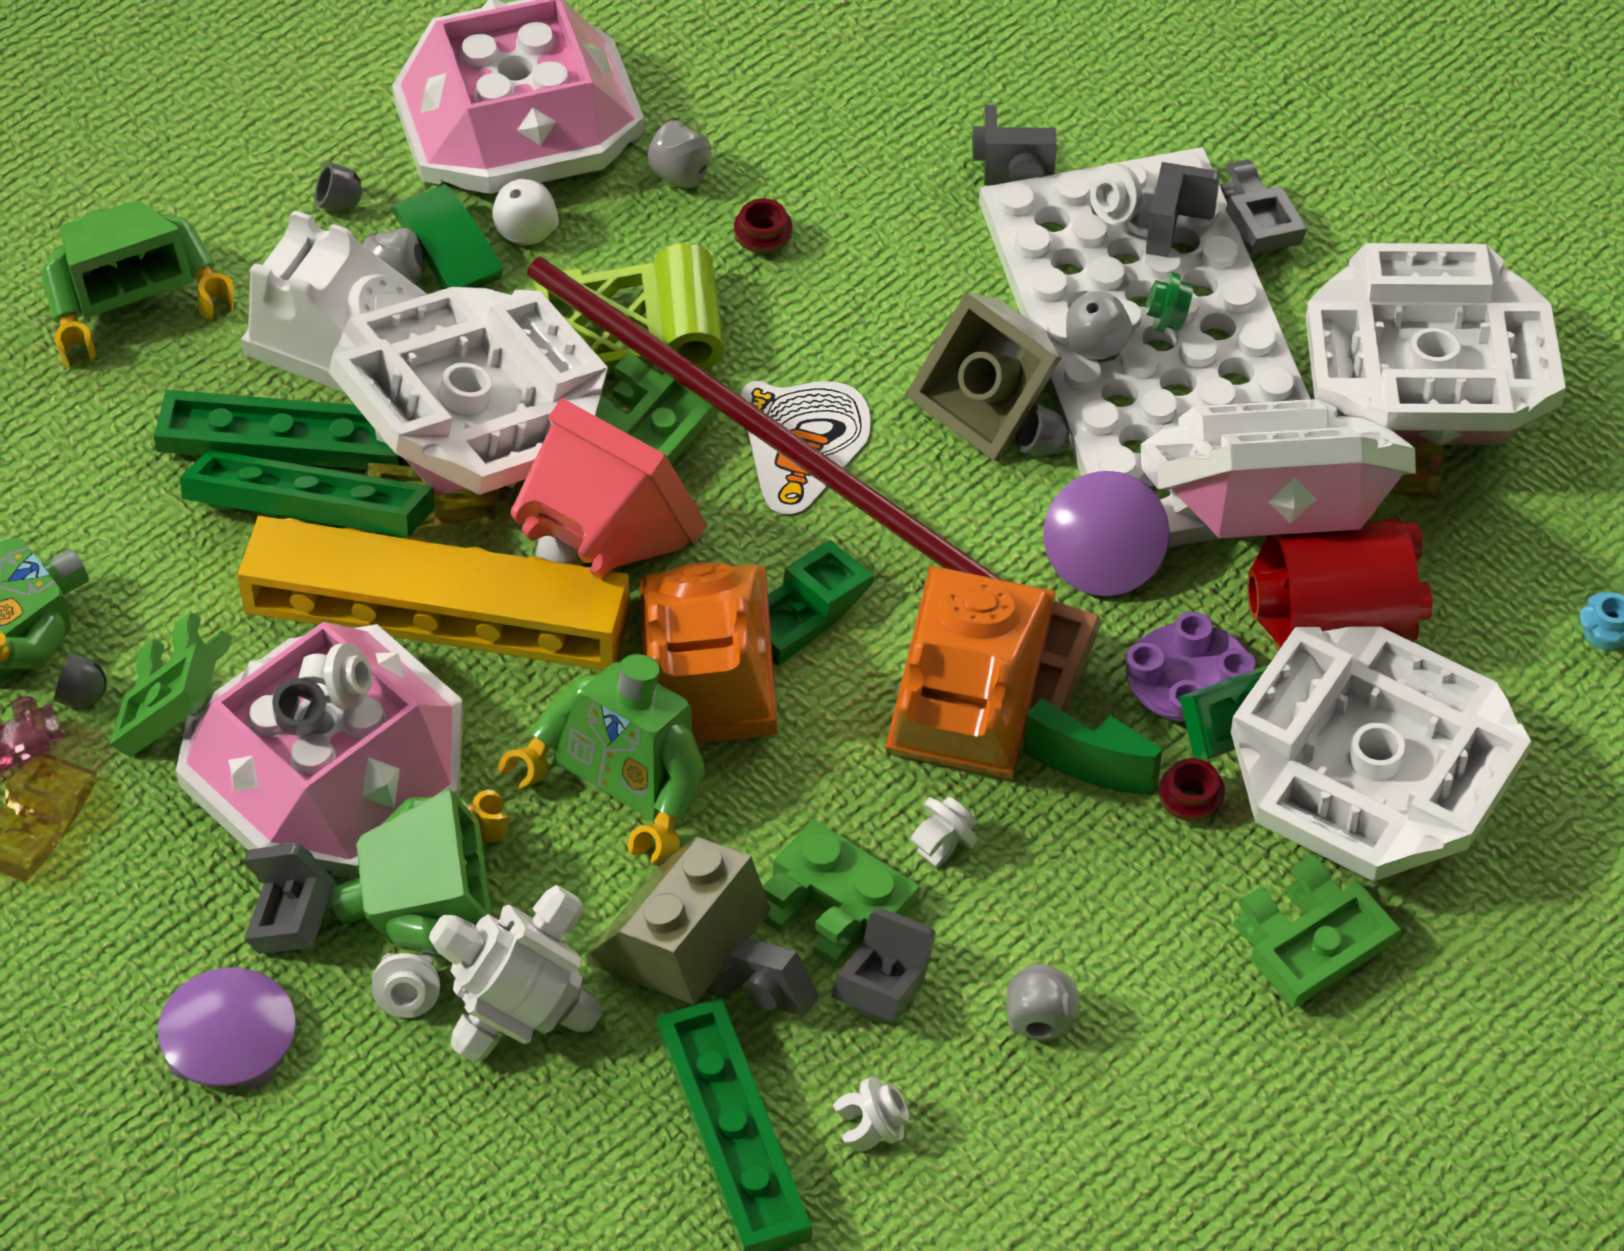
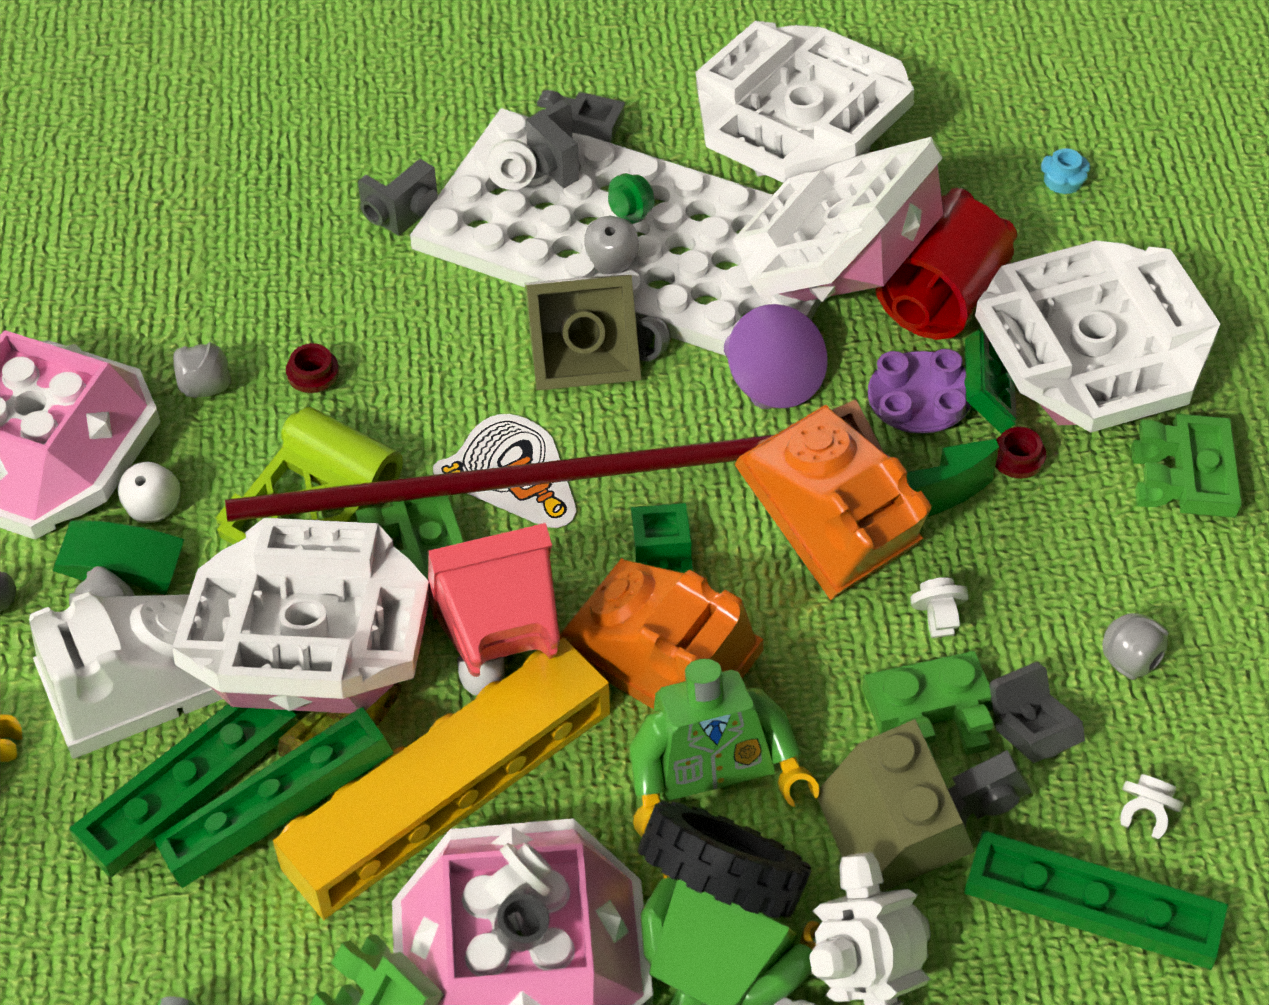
camera: 50 degrees left, 0 degrees up
(471, 830) = (724, 859): none -> black tyre

